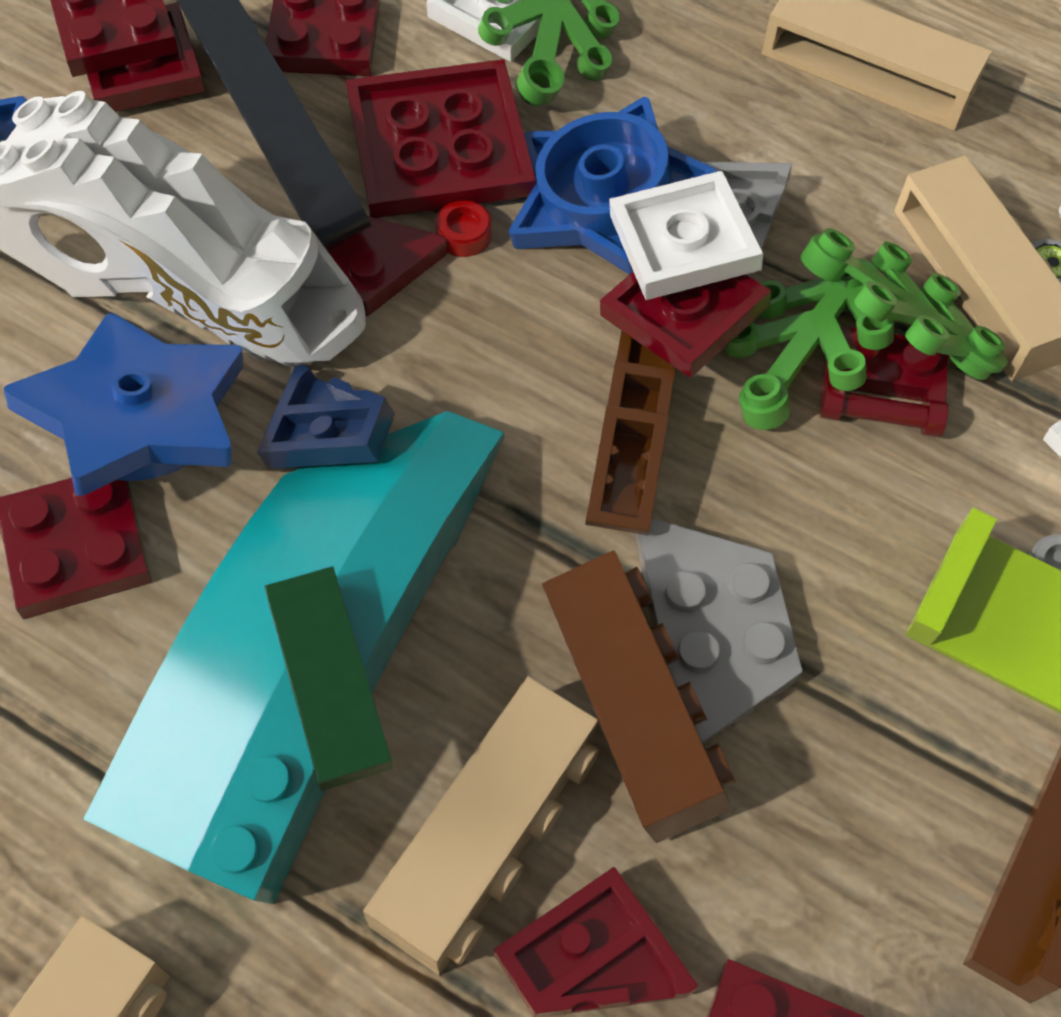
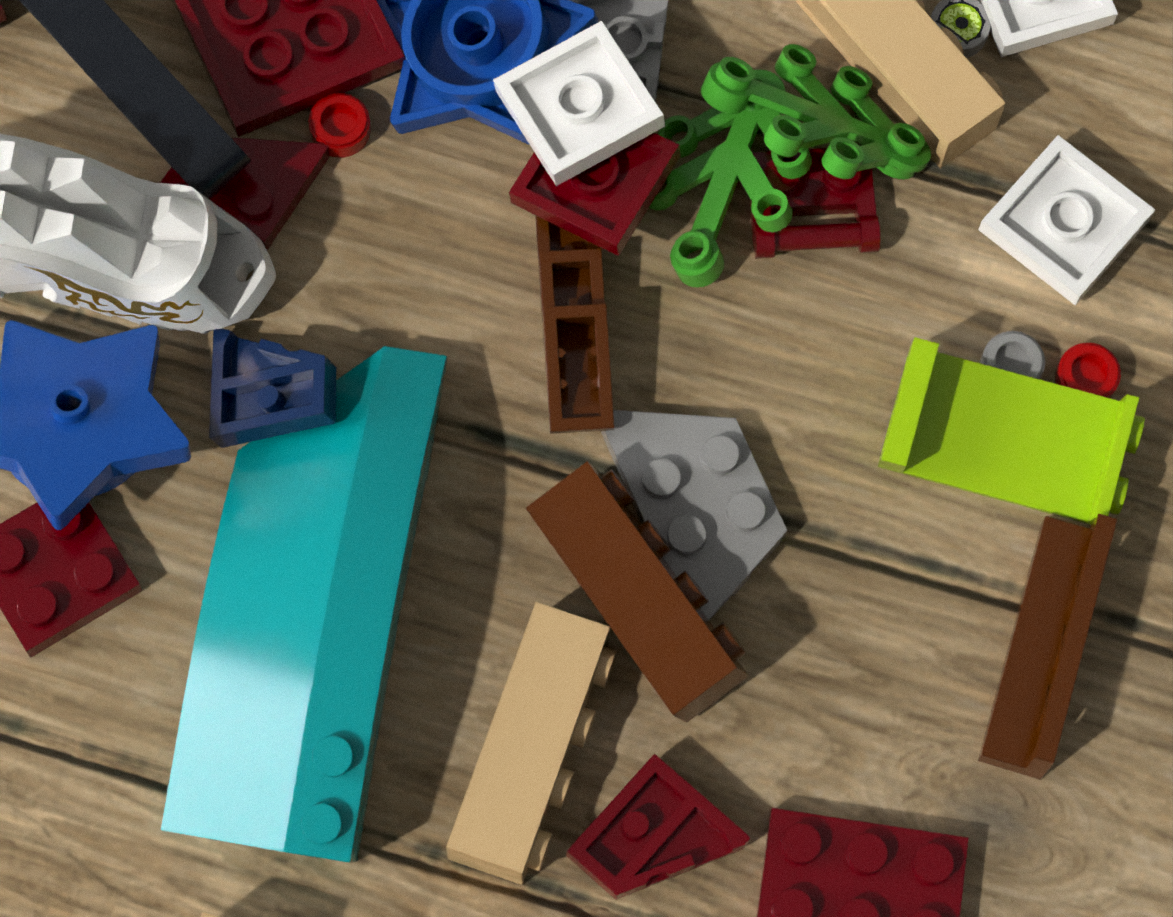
camera: 15 degrees left, 10 degrees up
(328, 679) = (360, 652): dark green tile -> none

